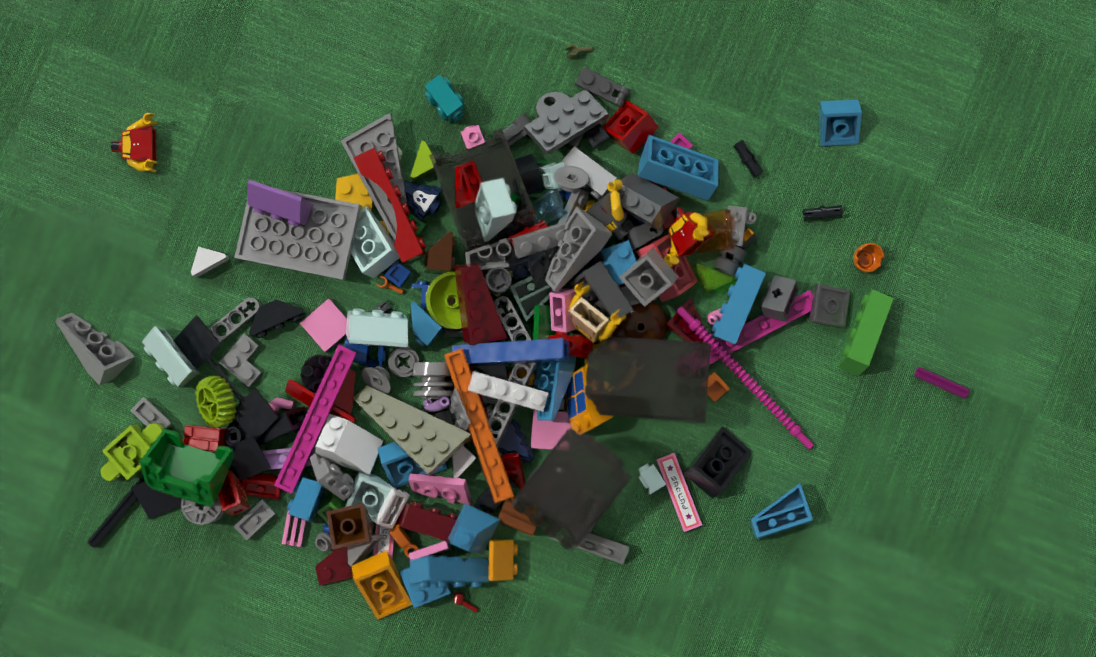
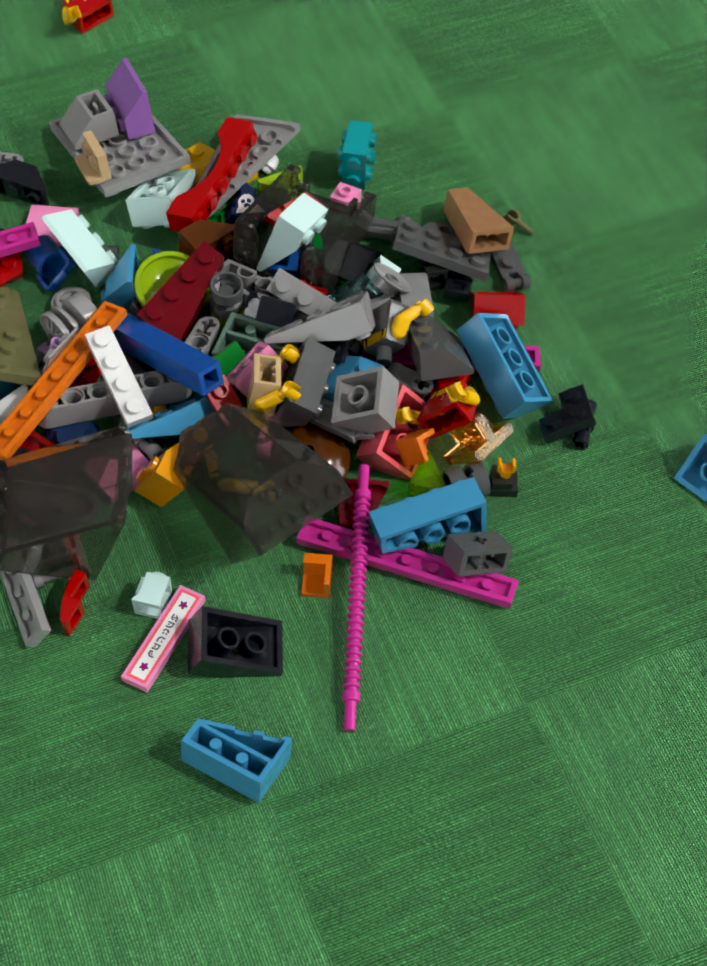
camera: 45 degrees right, 30 degrees down
(207, 260) = (24, 108): white slope -> none
(271, 241) = (89, 113): none -> light grey slope
(316, 270) = (93, 162): none -> tan bracket
(377, 378) = (33, 290): light grey piece -> none
(388, 285) = (138, 240): orange hand -> none
(397, 274) = (155, 238): blue plate -> none
(564, 82) = (476, 222): none -> medium nougat slope
(623, 525) = (71, 605): none -> red slope
(688, 269) = (413, 448): none -> orange panel
(739, 217) = (517, 447): light grey hinge -> none
(743, 163) = (573, 418): none -> black plate
(822, 213) = (610, 531): black pin -> none
(829, 306) = (523, 614): flat silver tile -> none
(866, 332) = (532, 671): bright green wedge -> none
(868, 257) = (616, 606): orange hair -> none
(941, 382) = (569, 809): magenta axle -> none

